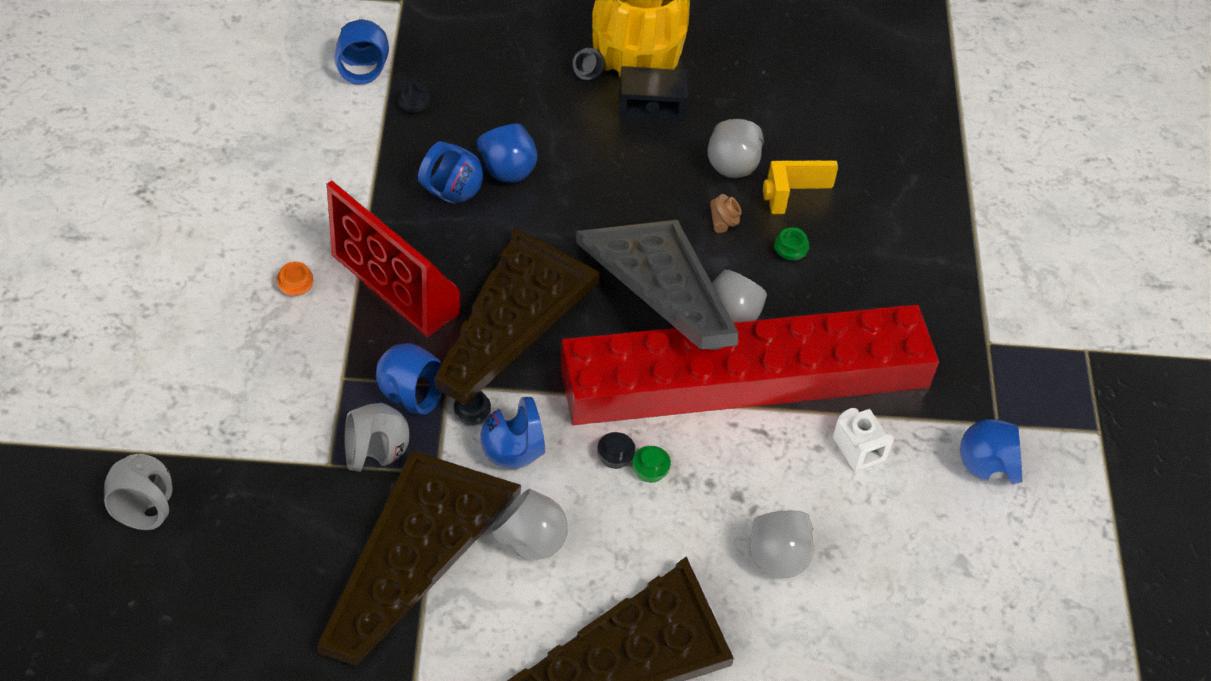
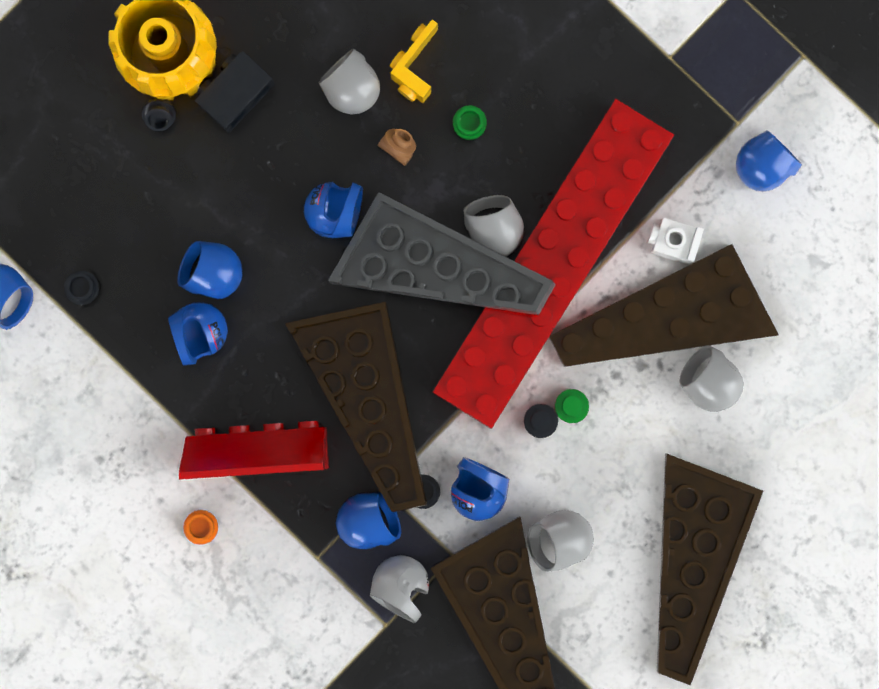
camera: 45 degrees left, 35 degrees up
(632, 197) = (333, 209): none -> blue helmet
(845, 501) = (686, 310): none -> dark brown wing

